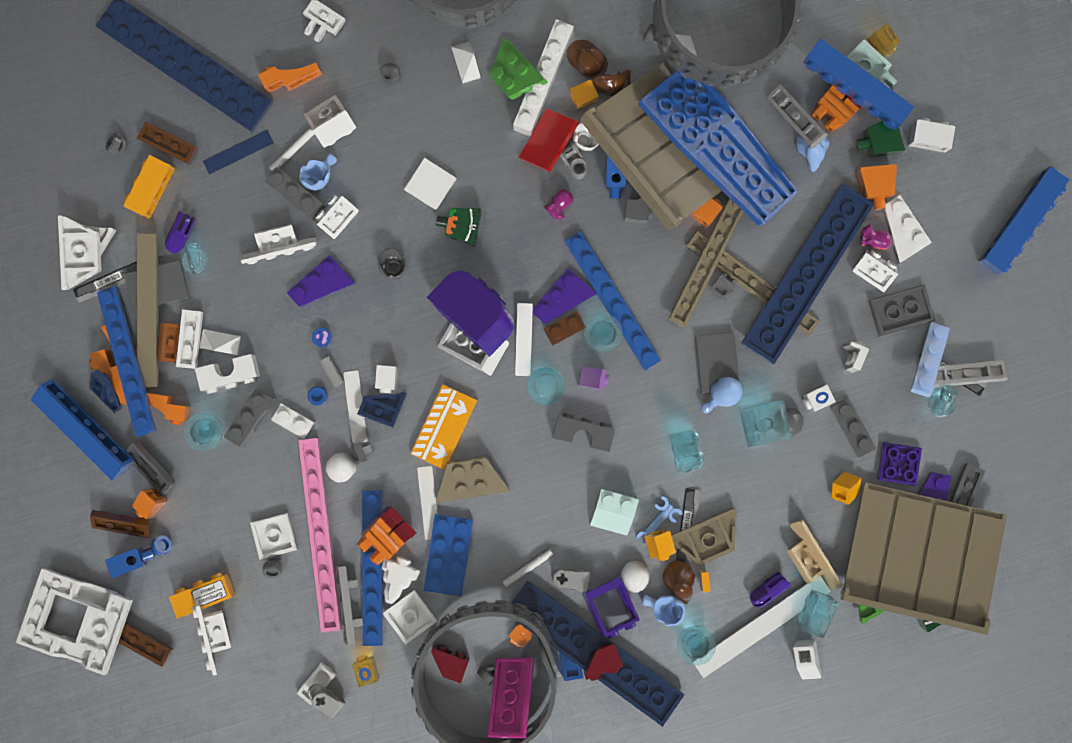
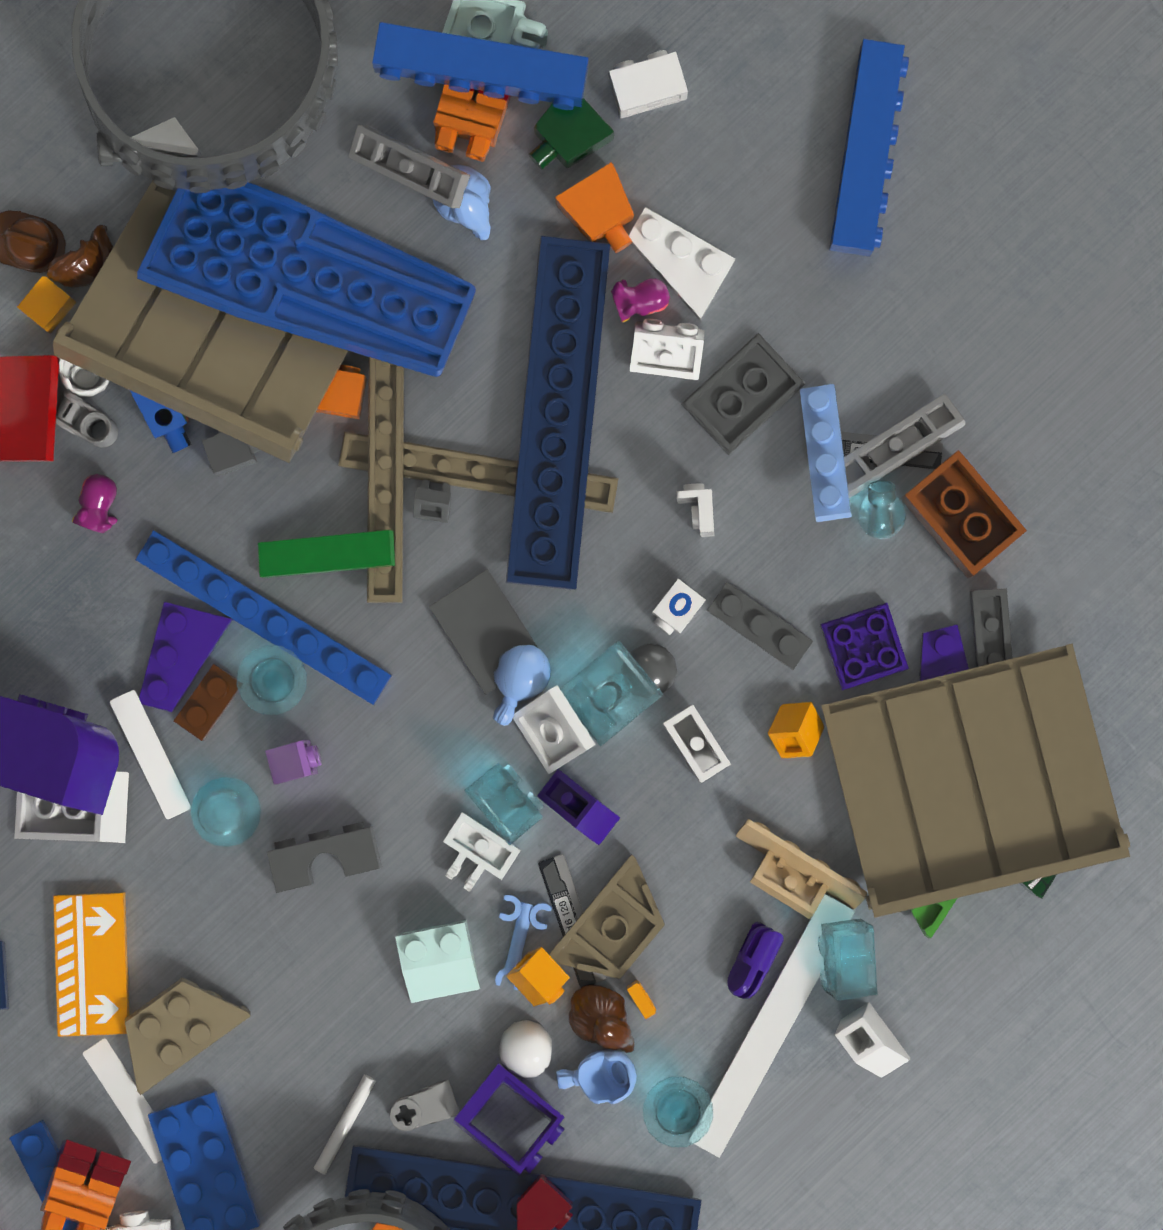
camera: 25 degrees left, 0 degrees up
(660, 285) = (326, 554): none -> green tile
(663, 466) = (480, 846): none -> white hinge
(721, 471) = (578, 807): none -> dark purple slope
(728, 427) = (553, 729): none -> white plate
(795, 469) = (696, 743): none -> white brick
(983, 424) = (963, 514): none -> dark orange brick

